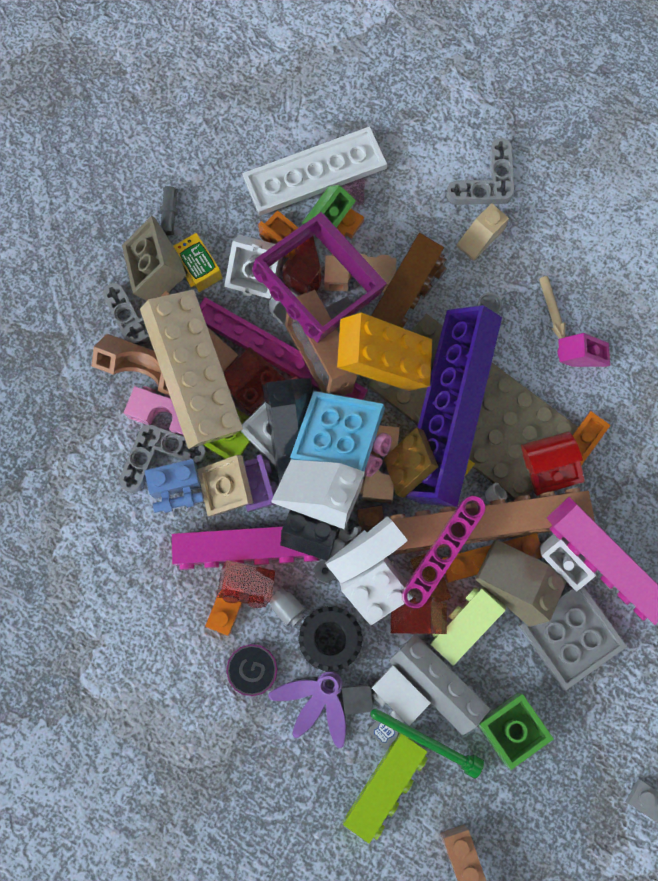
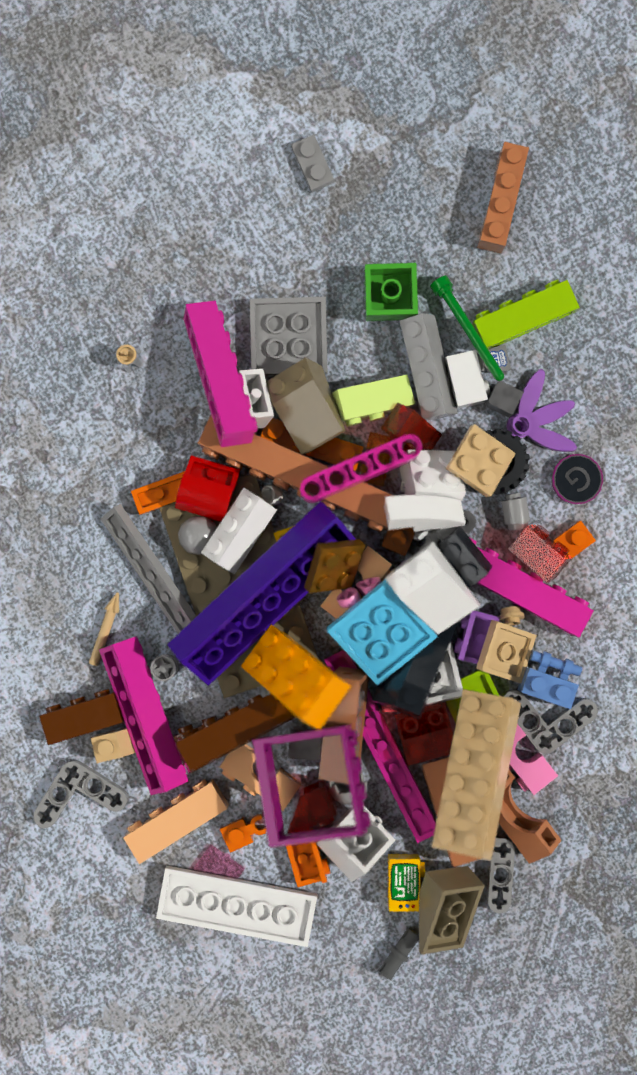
camera: 145 degrees left, 10 degrees up
(238, 519) = (511, 615): none -> tan plate
(333, 204) = (250, 854): bright green brick -> none
(345, 627) = (480, 460): none -> tan plate
(401, 202) = (176, 820): none -> light nougat brick
(482, 262) = (144, 715): none -> dark pink brick
(505, 443) = (239, 531): none -> white brick
(524, 233) = (81, 717): none -> reddish brown brick
(533, 422) = (195, 534): none -> light grey hair
(555, 375) = (148, 567): none -> light grey plate
(583, 351) = (106, 571): dark pink slope -> none

